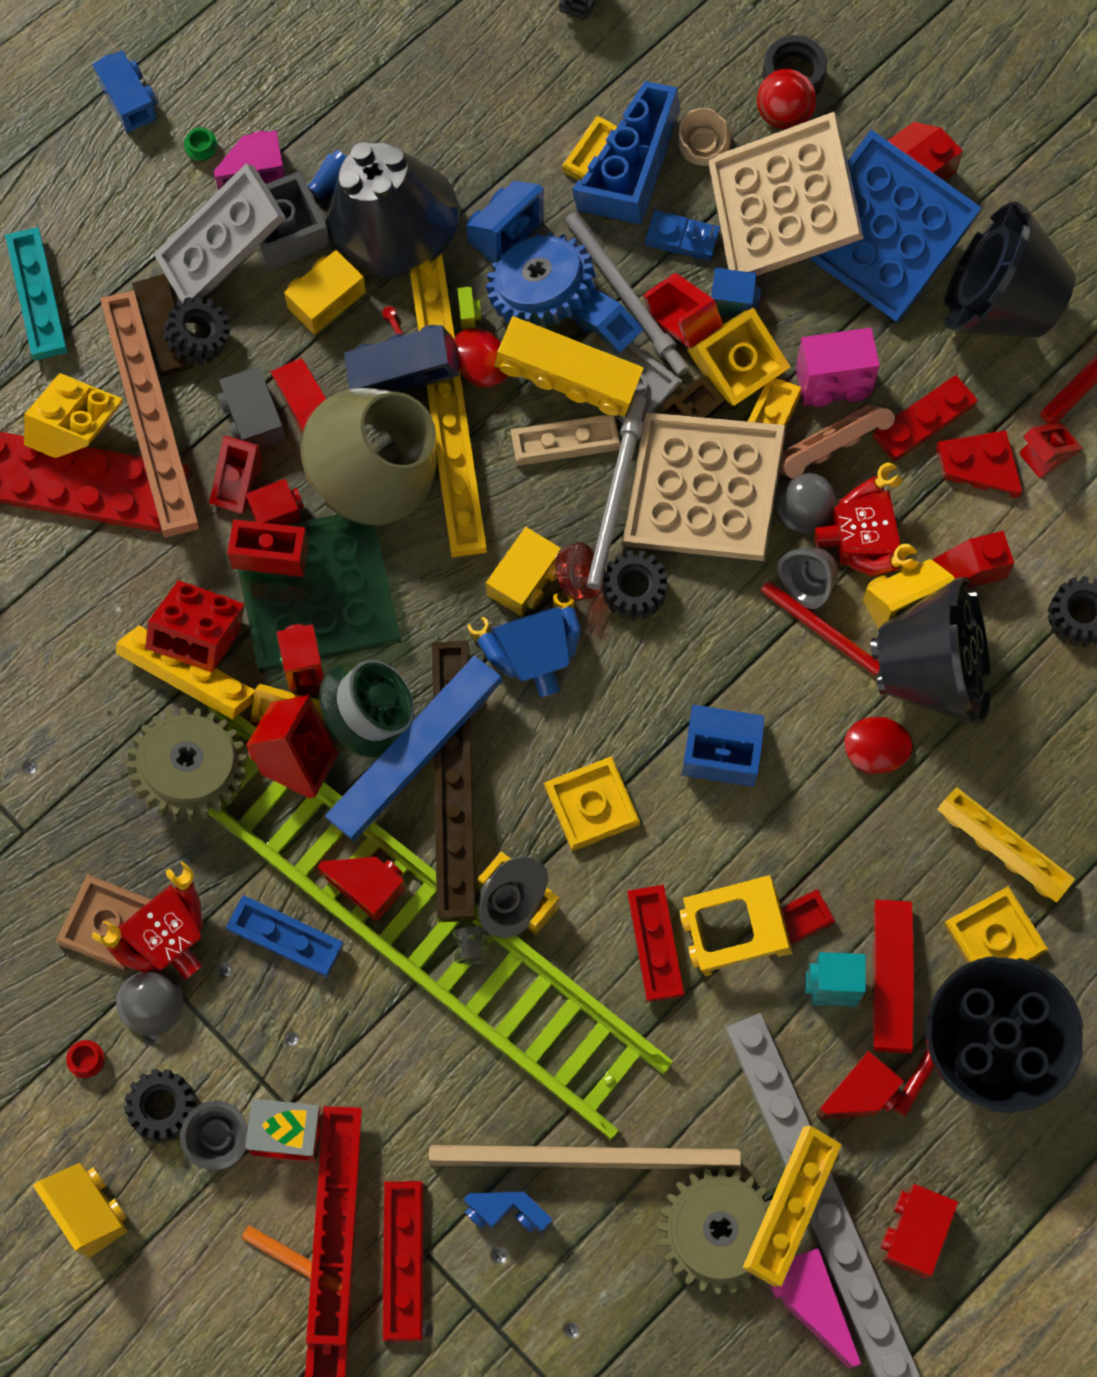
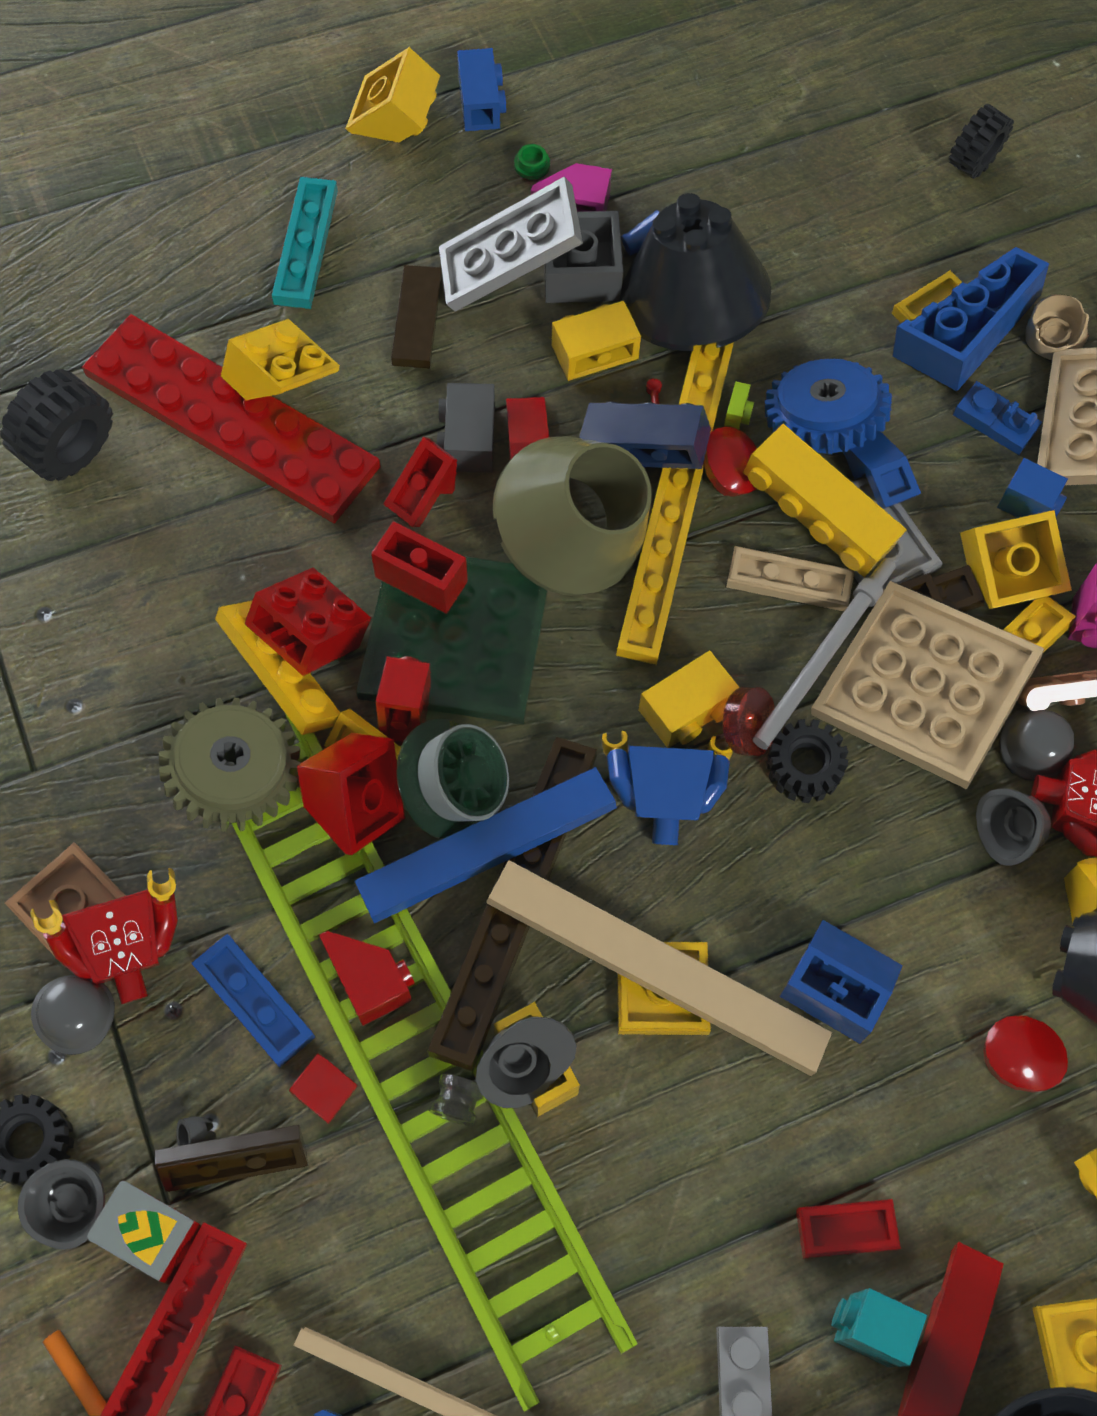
camera: 20 degrees right, 5 degrees down
(53, 128) = (395, 99): none -> yellow slope
(149, 414) = (359, 396): nougat plate -> none
(199, 314) = (454, 314): black tyre -> none
(275, 504) = (452, 527): red brick -> none
(285, 1051) = (194, 1130): none -> dark grey hinge
(322, 1054) = (231, 1158): none -> dark brown tile
(367, 979) = (323, 1088): none -> red slope
(507, 219) = (817, 333): blue slope -> none
(582, 789) = (660, 968): none -> tan tile
(655, 943) = (672, 1187): red plate -> none
(662, 343) = (935, 516): light grey bar -> none
(683, 310) = (972, 488): red panel -> none
(765, 916) = (817, 1206): yellow window -> none
(821, 627) = (1006, 892): red bar -> none

